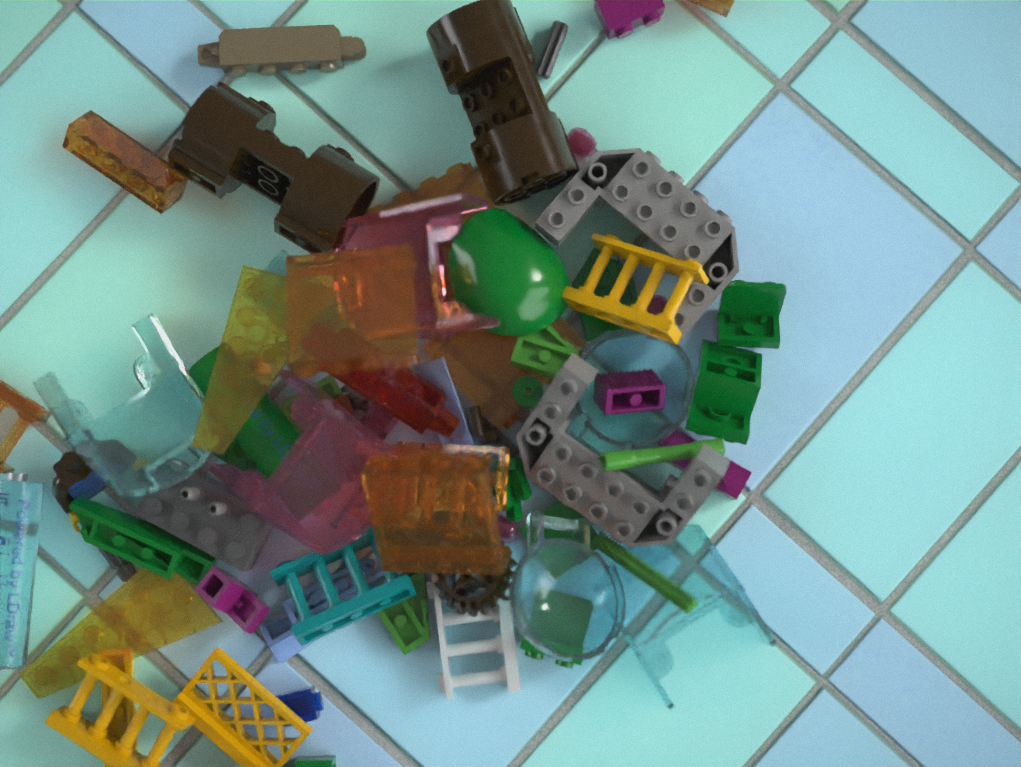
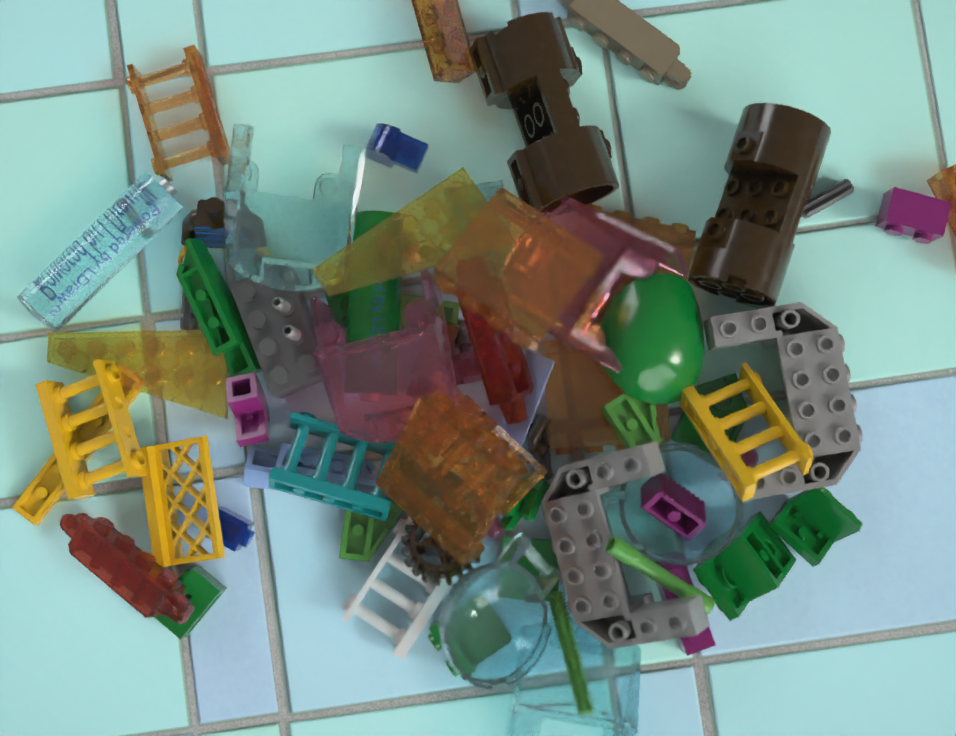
camera: 40 degrees right, 0 degrees up
(172, 294) = (391, 147): none -> clear blue brick
(527, 399) = (588, 440): green tile -> none
(582, 142) = (792, 287): clear pink cylinder -> none

